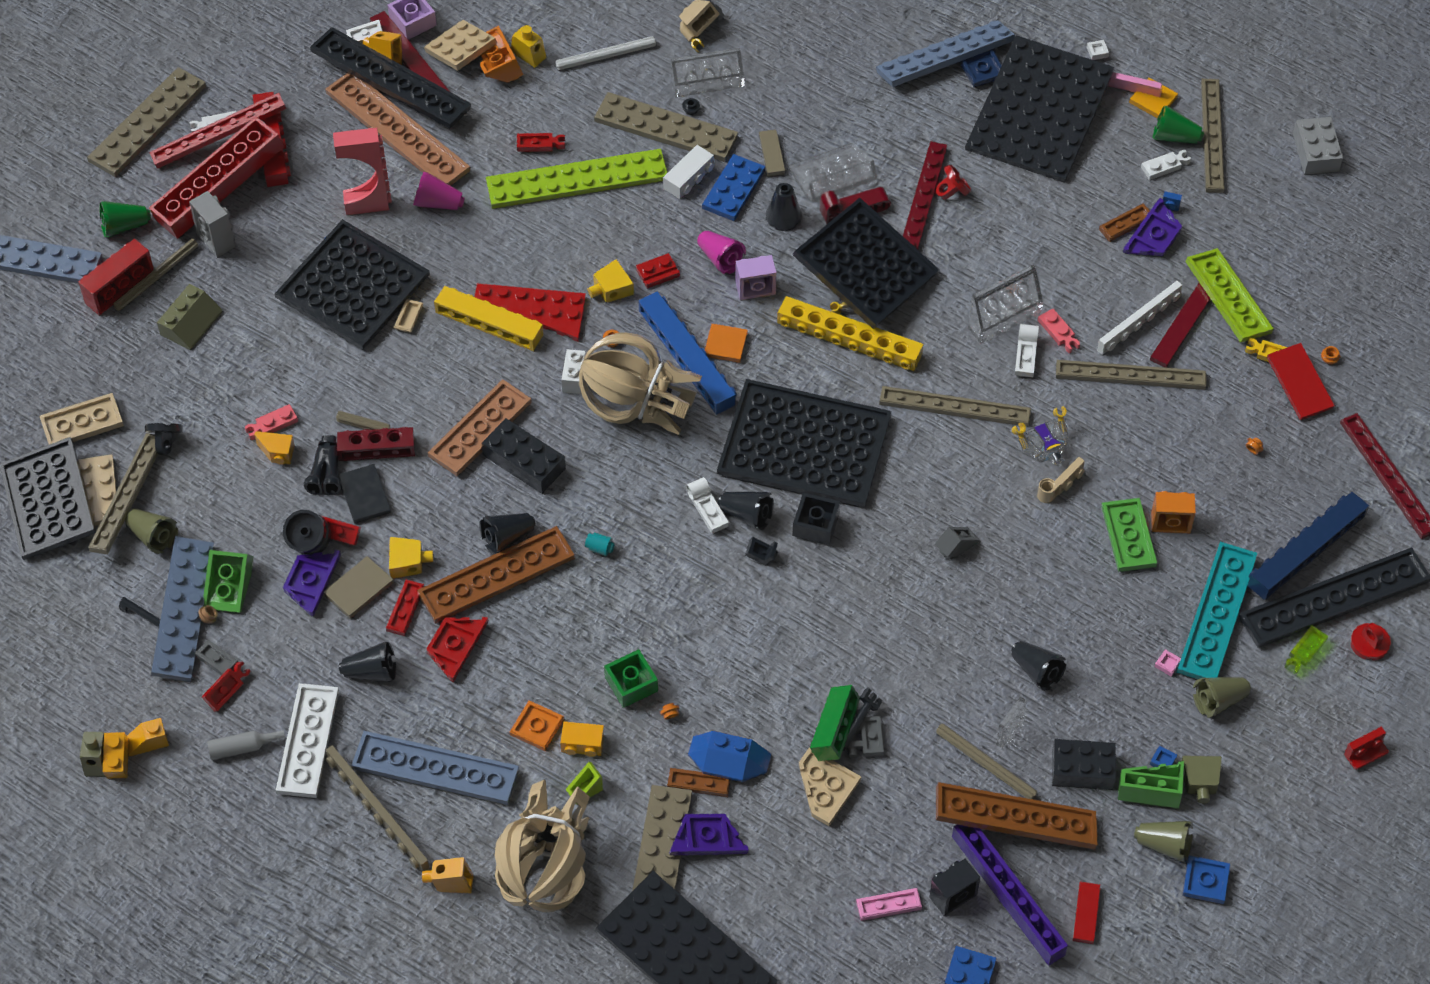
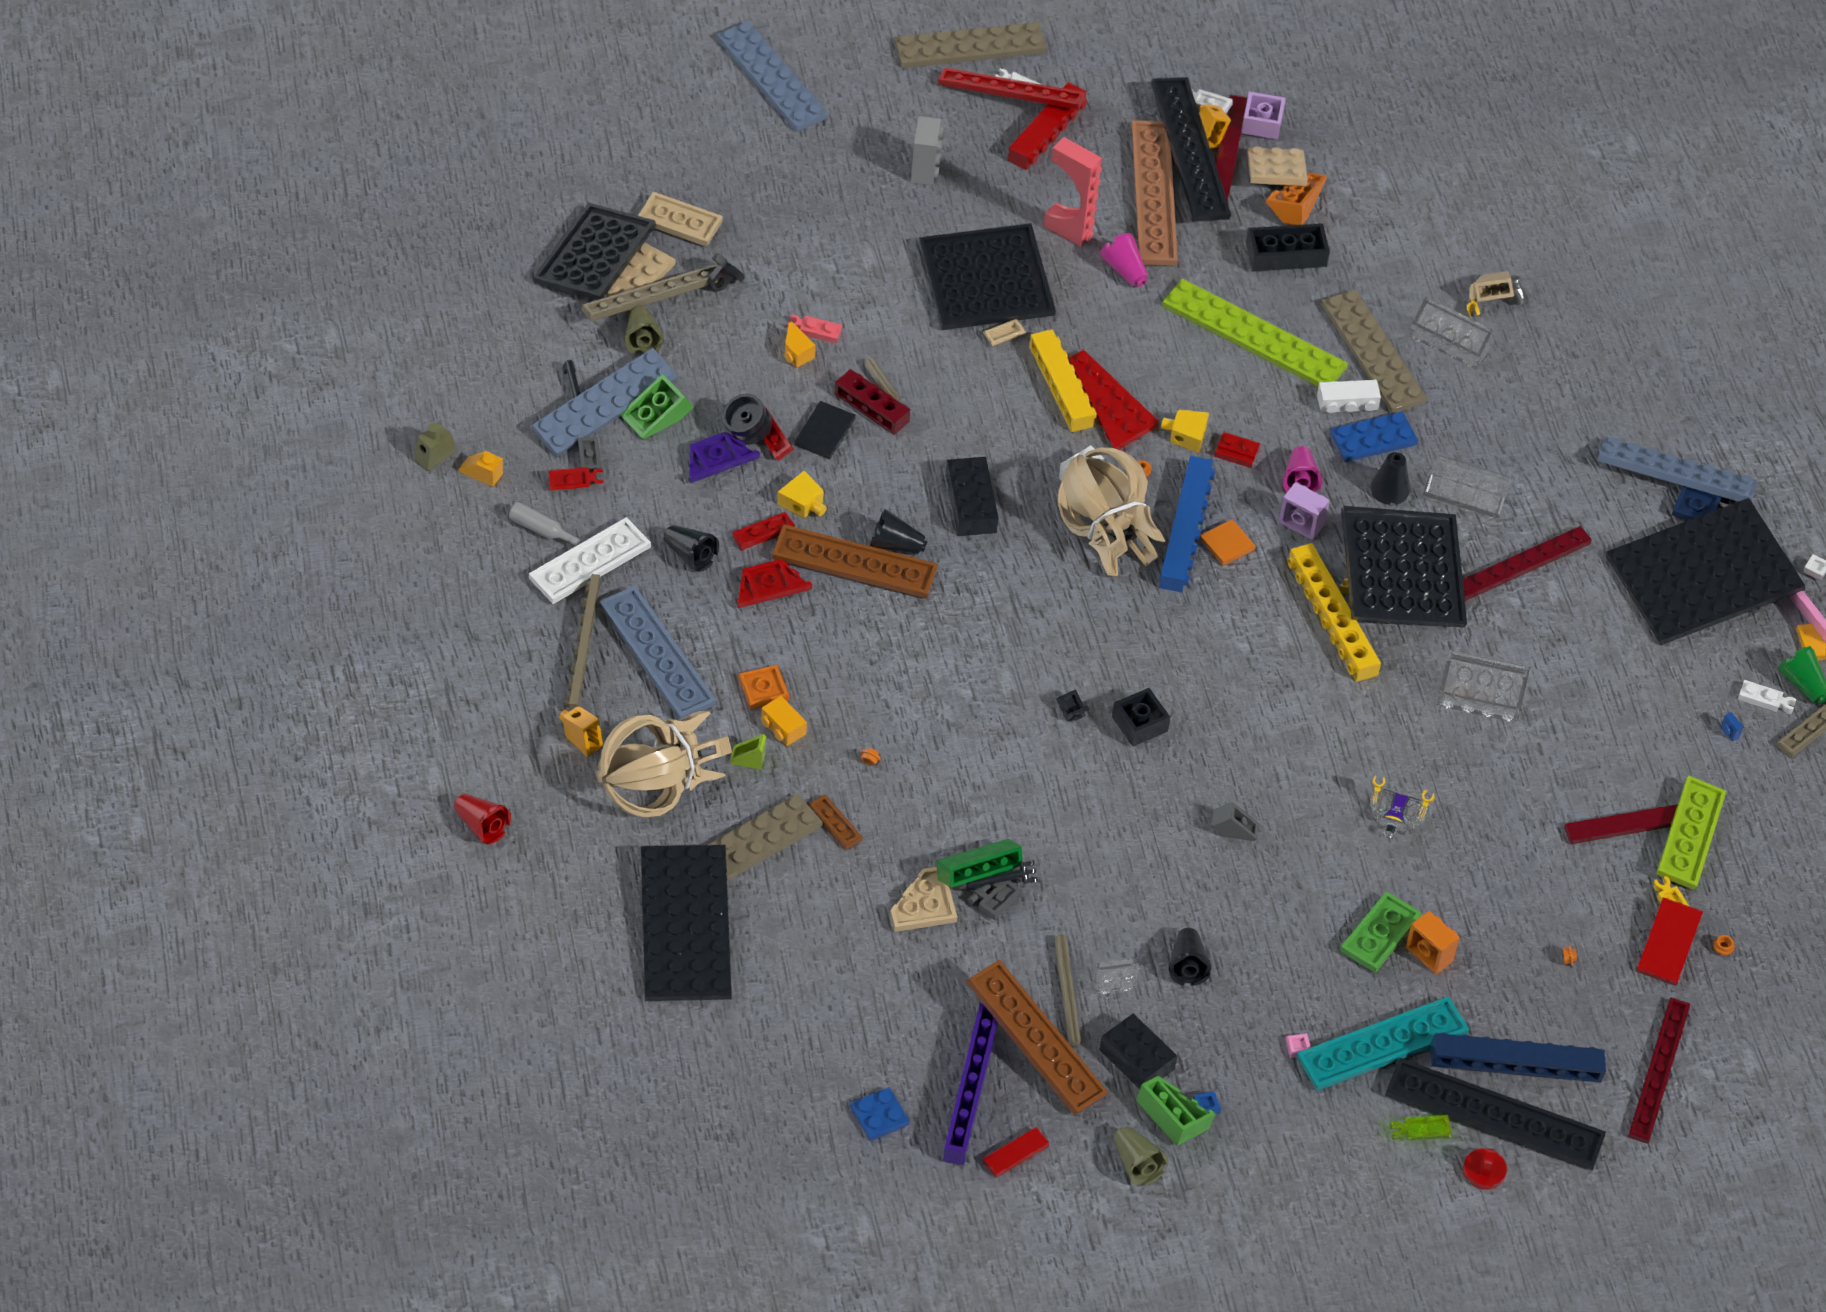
camera: 40 degrees right, 5 degrees down
(115, 276) = (816, 136): red brick -> none
(115, 755) = (446, 459): light orange brick -> none
(121, 217) = (869, 98): green cone -> none
(155, 274) = (850, 159): dark tan axle -> none
(189, 317) = (838, 206): olive slope -> none
(208, 614) = (617, 420): medium nougat plate -> none
(217, 174) = (973, 118): red brick -> none
(325, 457) = (812, 391): black piece -> none
(358, 587) = (746, 489): dark tan tile -> none
(465, 439) = (932, 452): nougat plate -> none
(528, 46) = (1330, 198): yellow torso -> none
(533, 97) = (1287, 247): none -> black brick
(539, 142) = (1255, 285): red plate -> none
(599, 543) = (956, 602): teal brick -> none
(605, 53) = (1390, 260): white axle -> none
(631, 678) = (866, 709): green brick -> none
(691, 106) = (1412, 351): black plate -> none
(706, 505) = (1070, 641): white plate -> none
(707, 836) = (795, 859): dark purple wing -> none
(729, 756) = (877, 824): blue wedge -> none
(748, 507) = (1099, 669): black cone -> none
(771, 153) = (1436, 435): dark tan tile -> none
(804, 442) = (1201, 660): black plate -> none
(832, 206) = (1470, 530): dark red beam -> none
(889, 904) = (875, 1019): bright pink tile -> none
(953, 182) = (1558, 569): red tile -> none
(954, 406) = (1357, 732): dark tan tile -> none
(954, 886) = (932, 1044): black brick -> none
(1026, 350) = (1475, 730): white plate -> none
(1058, 329) = (1513, 744): coral plate -> none
(1062, 483) = (1372, 851): tan plate -> none
(1124, 222) = (1674, 713): dark orange tile -> none
(1131, 374) = (1533, 825): dark tan tile -> none
(1135, 321) = (1591, 788): white plate -> none
(1155, 232) = (1686, 738): dark purple wing -> none
(1201, 776) = (1222, 1139): olive torso -> none
(1206, 879) = (1135, 1209): blue plate -> none
(1219, 693) = (1310, 1097): olive cone -> none
(1366, 748) = (1379, 1233): red bracket -> none

